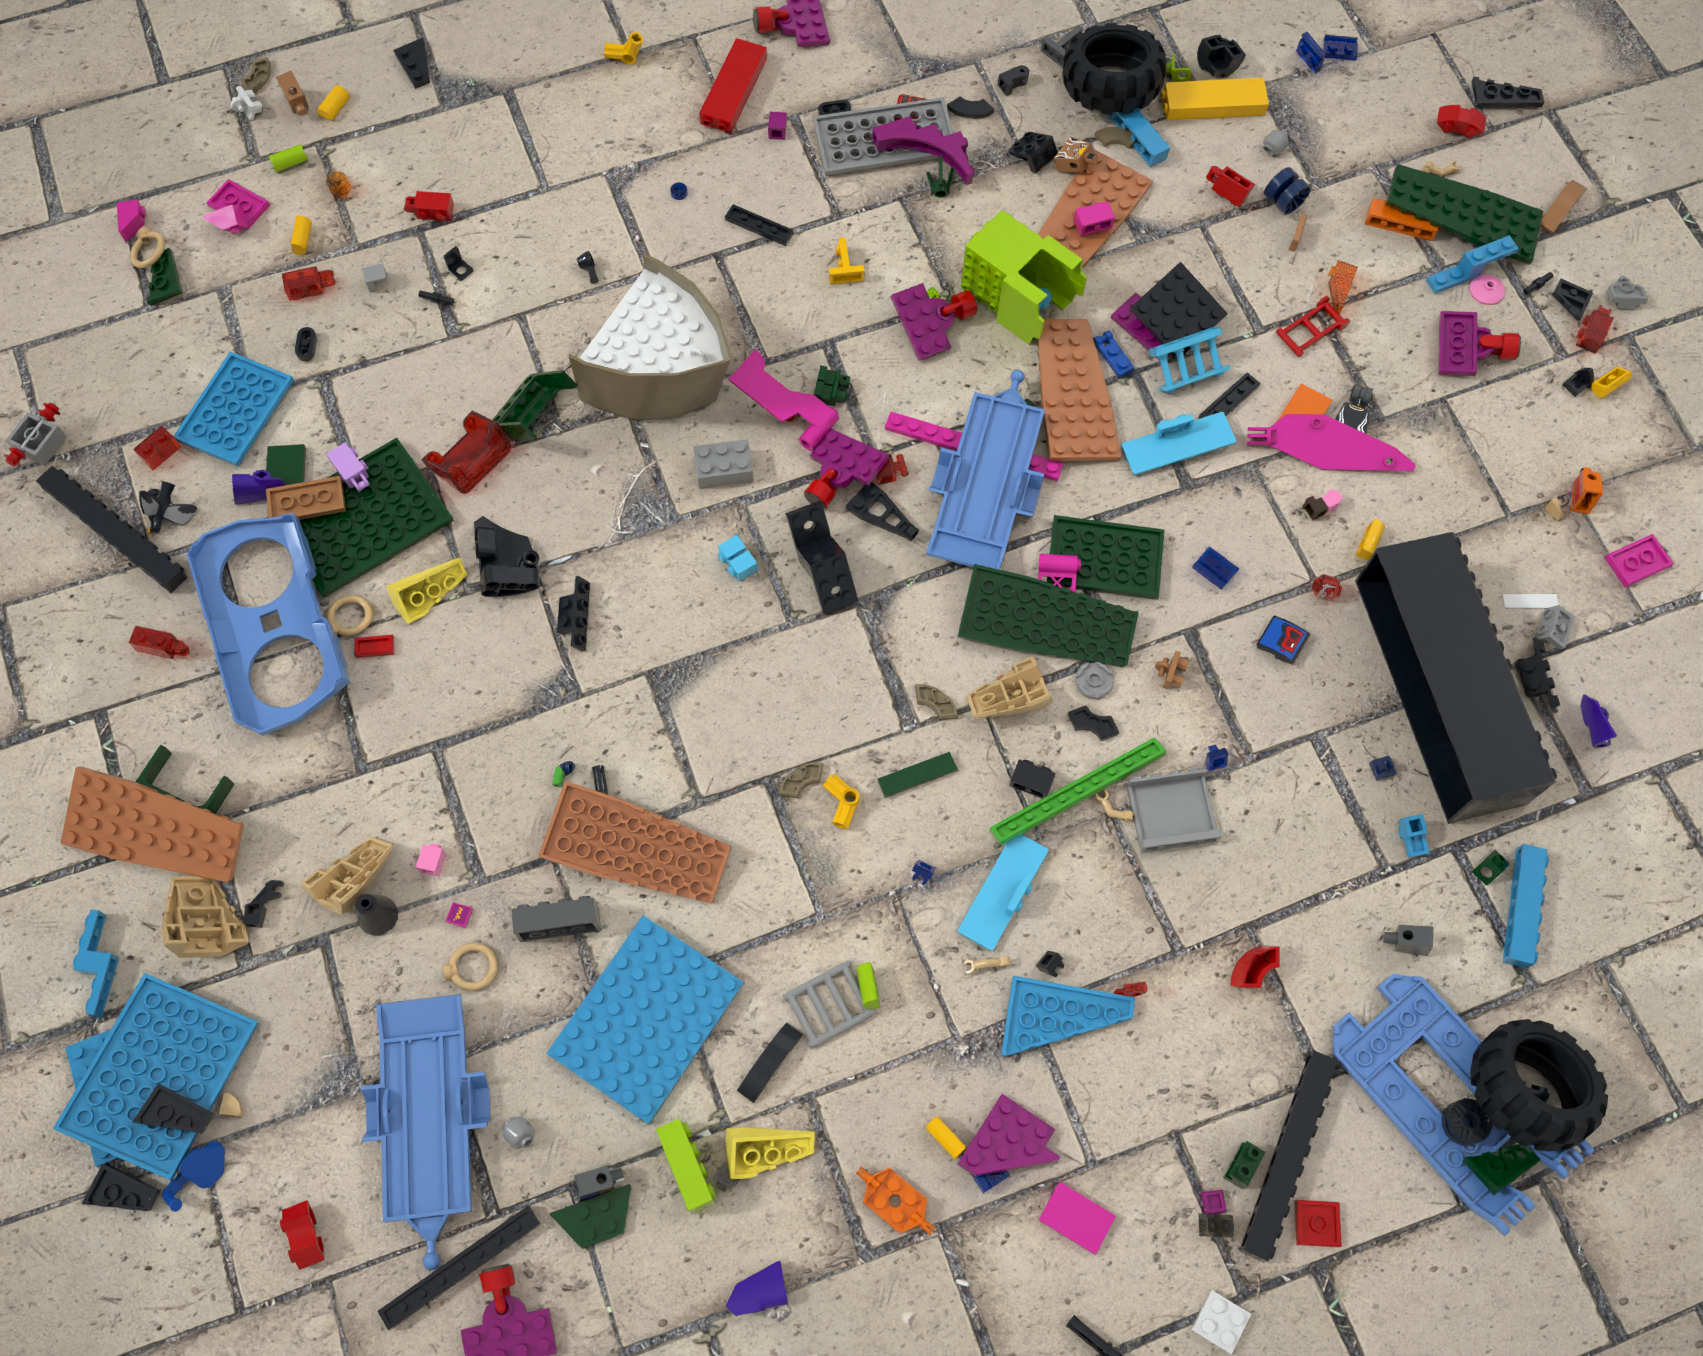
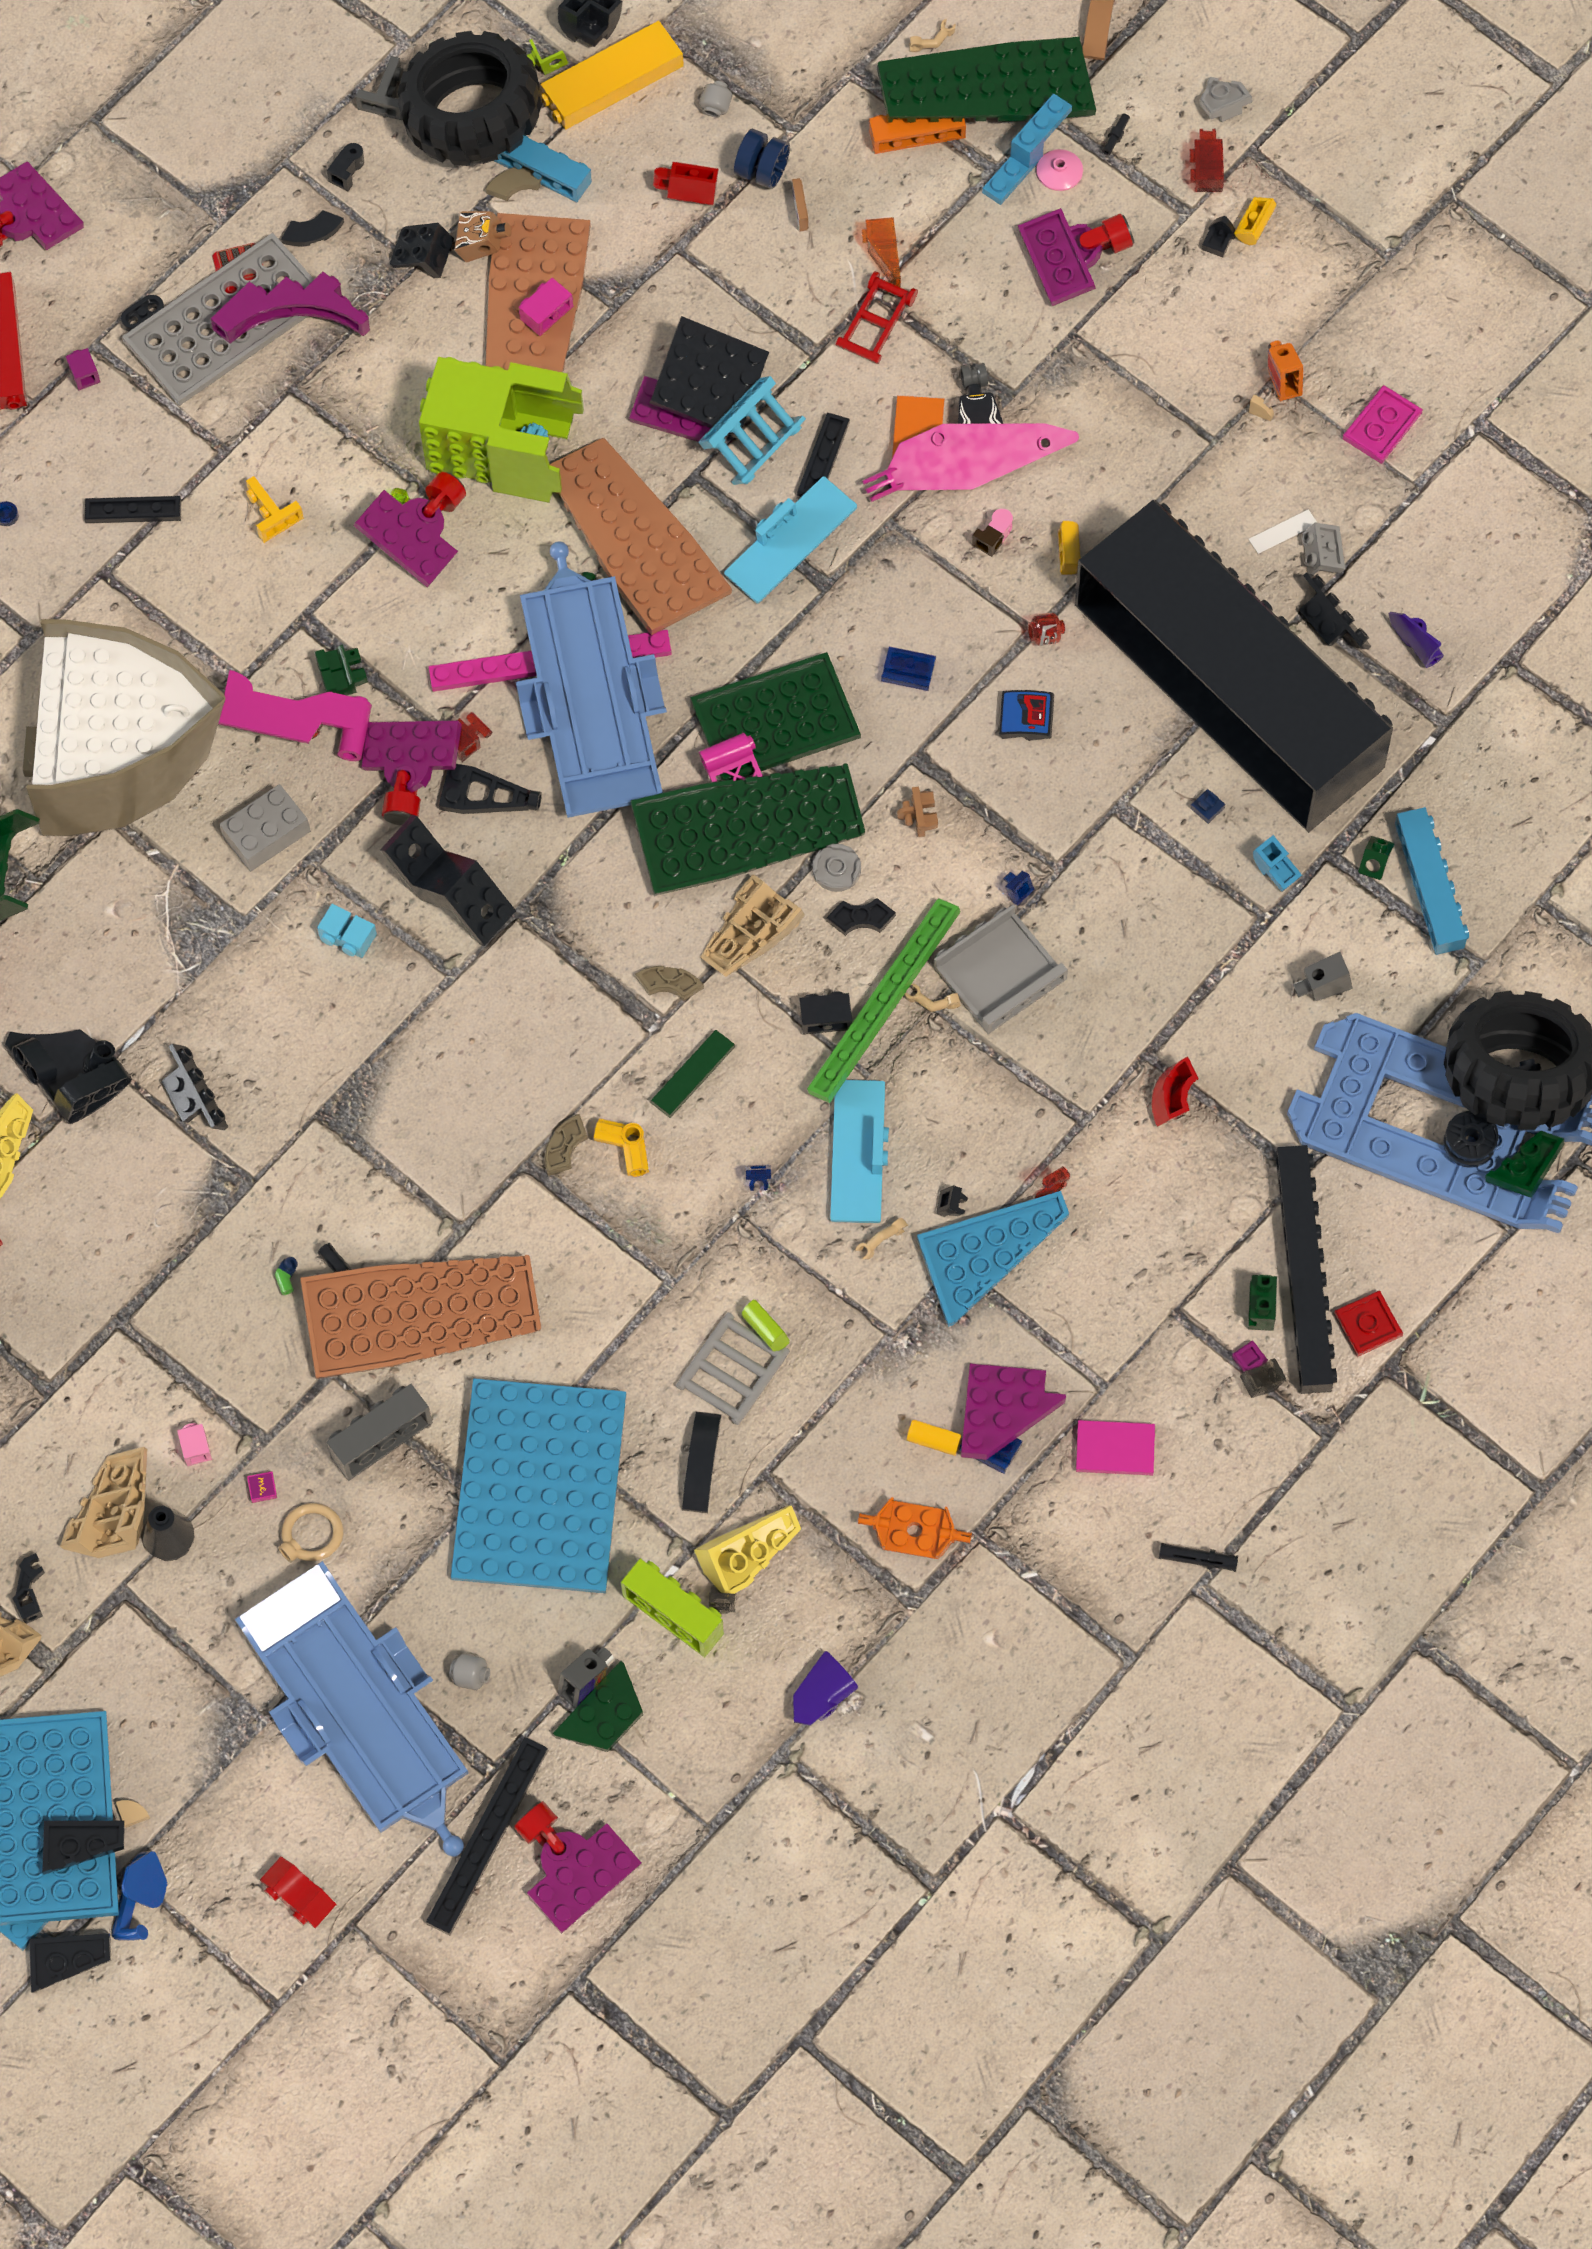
camera: 25 degrees left, 0 degrees up
(940, 187) = (333, 353): dark green plant -> none
(1113, 354) = (657, 466): blue plate -> none
(1221, 1322) = (1316, 1471): white plate -> none
(1572, 298) = (1164, 134): black wing -> none

